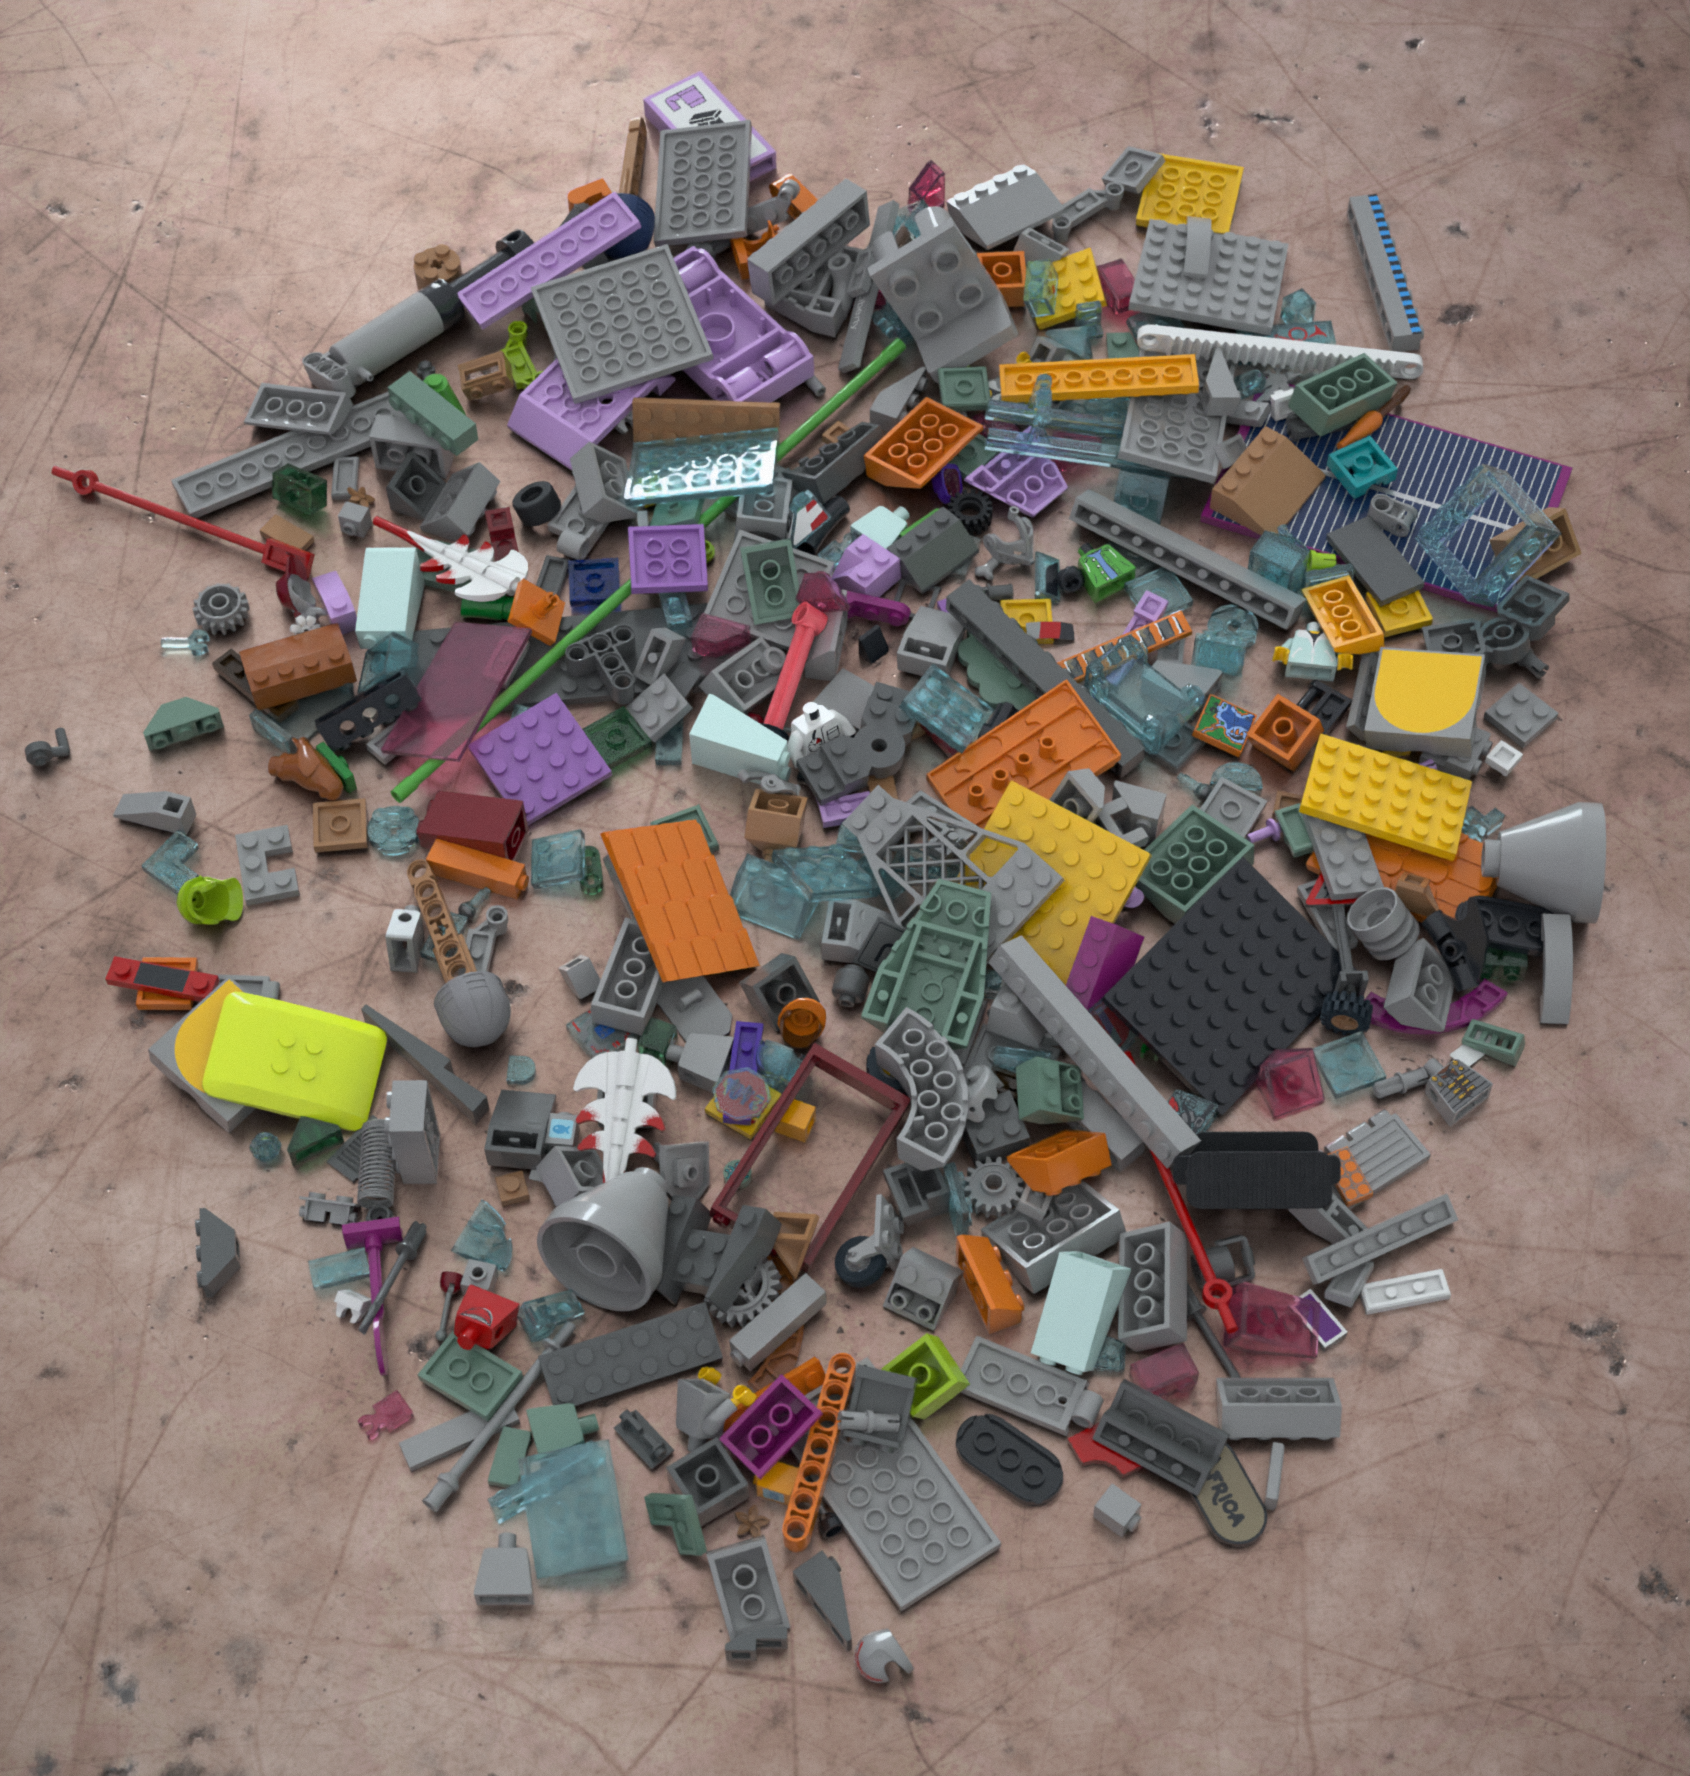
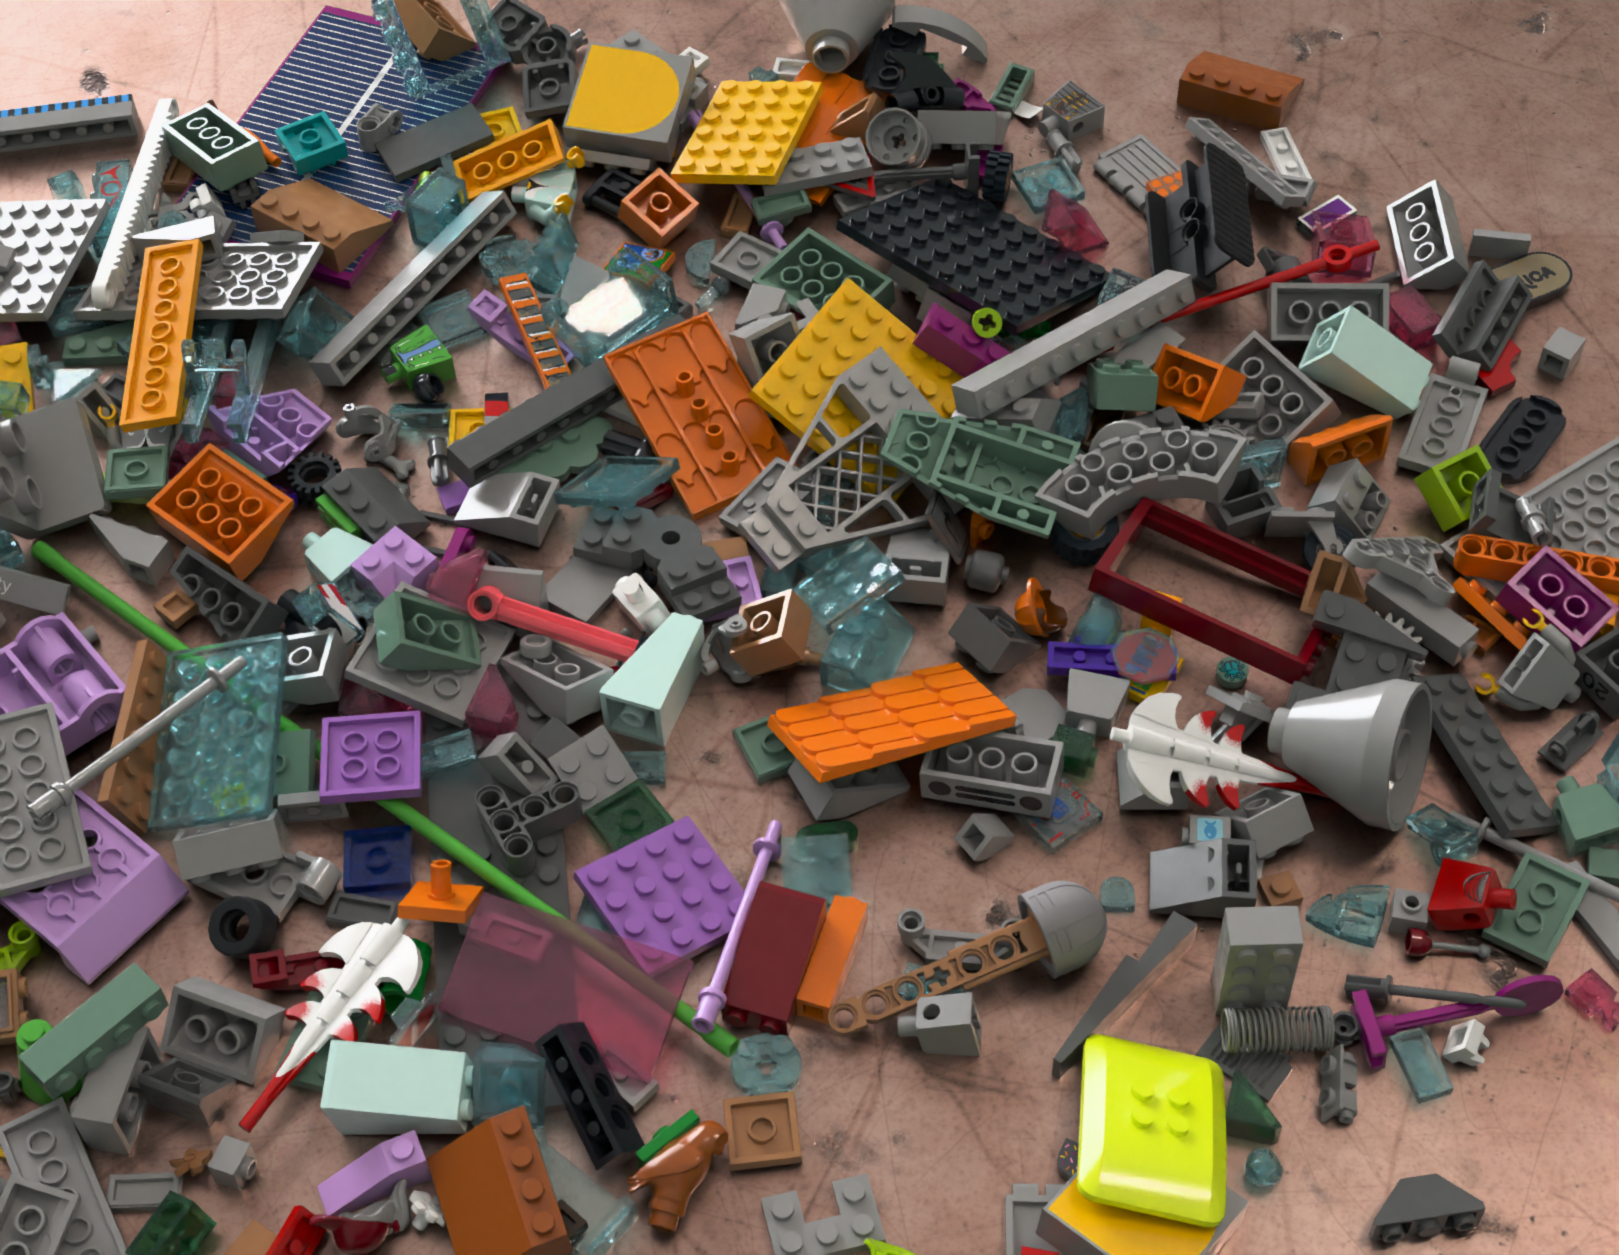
camera: 90 degrees left, 5 degrees down
(432, 777) = (712, 998): none -> lavender bar
(433, 600) = (413, 1019): none -> clear light blue piece
(470, 907) = (888, 967): clear light blue piece -> none
(626, 368) = (62, 793): none -> light grey bar
(817, 1291) = (1406, 559): none -> light grey beam
(1103, 968) = (988, 331): none -> lime bush
(1513, 1256) = (1238, 90): none -> dark orange slope

